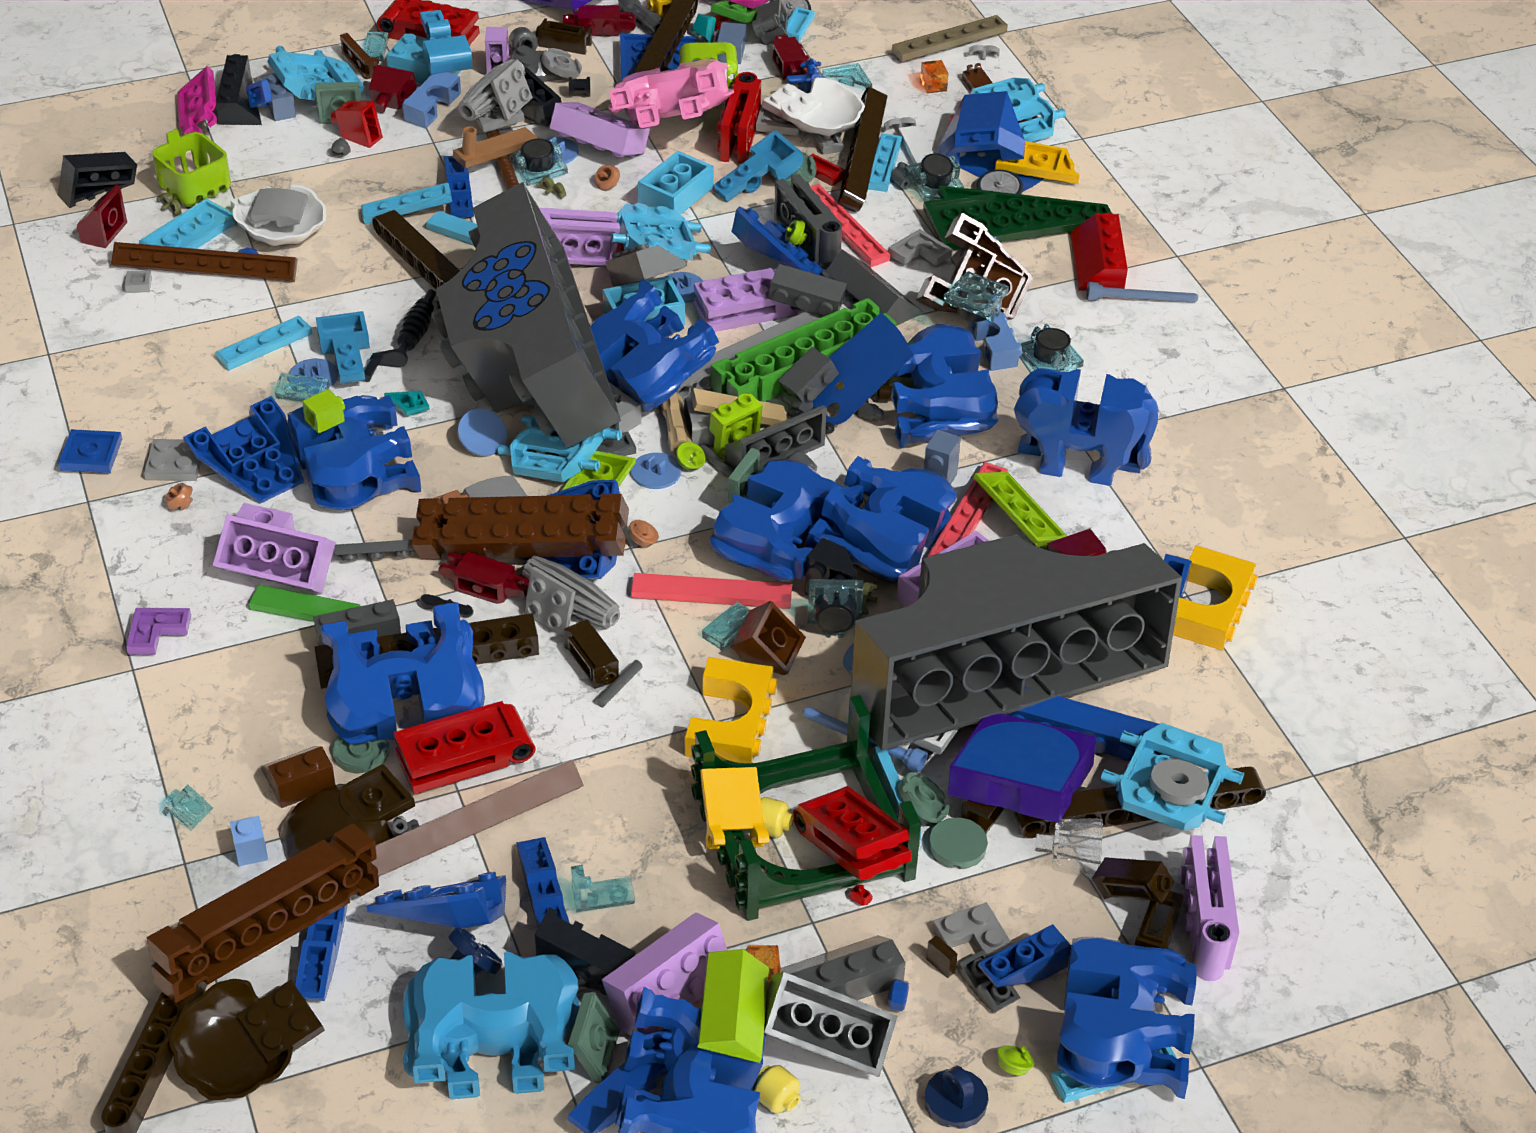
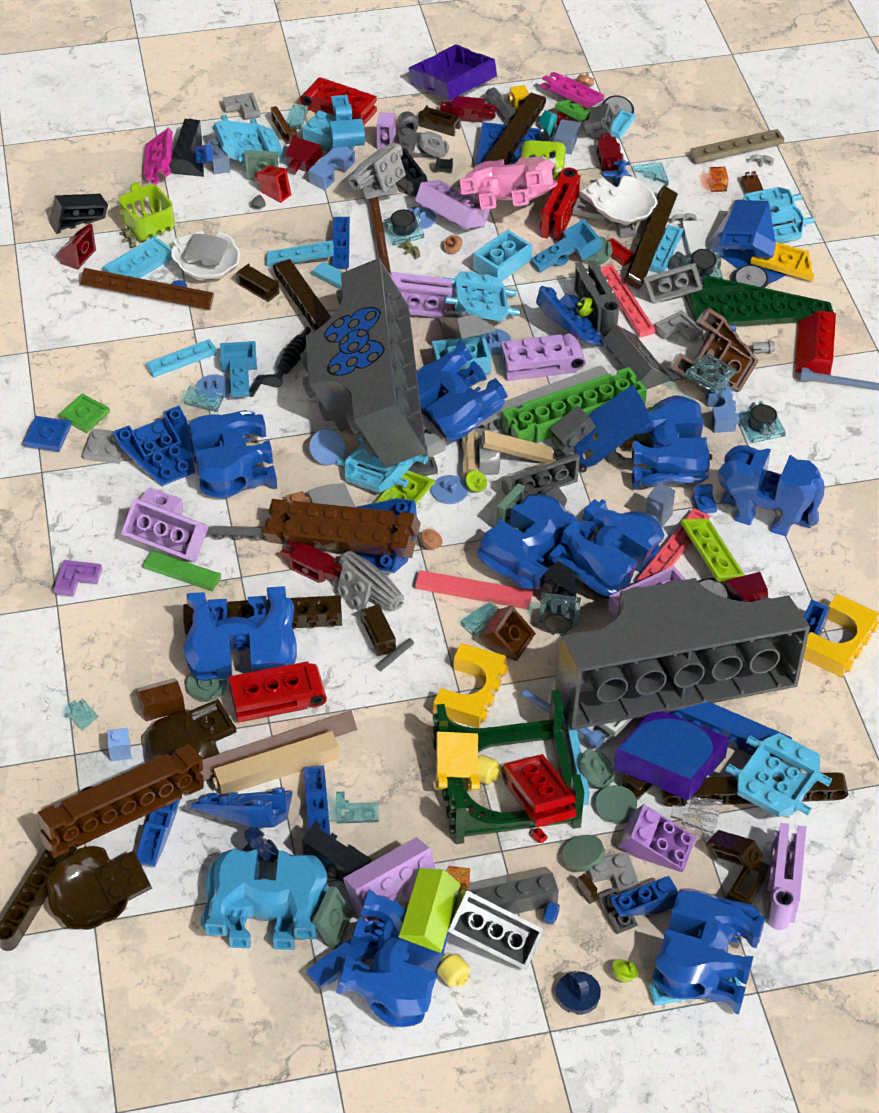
camera: 10 degrees right, 5 degrees up
(138, 281) = (98, 299): light grey tile -> none
(139, 421) = (84, 413): none -> bright green tile
(179, 496) = (105, 476): nougat hat -> none
(302, 33) = (243, 101): none -> light grey plate
(323, 410) = (213, 423): lime brick -> none
(355, 243) = (257, 283): none -> dark brown window
(375, 616) = (220, 587): dark grey brick -> none
(400, 824) = (225, 745): dark grey arm -> none
(409, 402) = (278, 416): teal piece -> none
(430, 601) = (274, 577): black piece -> none
(477, 841) = (276, 763): none -> tan brick
(478, 152) = (367, 214): medium nougat piece -> none
(717, 461) = (496, 488): dark grey piece -> none
(735, 421) = (511, 459): lime plate -> none
(806, 290) = (583, 357): dark grey brick -> none
(867, 590) = (586, 602): olive piece -> none
(904, 196) = (673, 283): none -> light grey slope
(927, 910) = (583, 853): none -> sand green tile
(995, 450) = (704, 498): none -> blue bracket
(1022, 881) = (656, 839): none -> medium lavender slope
(1035, 263) = (761, 347): none -> light grey pin
(1193, 778) = (784, 772): light grey tile -> none

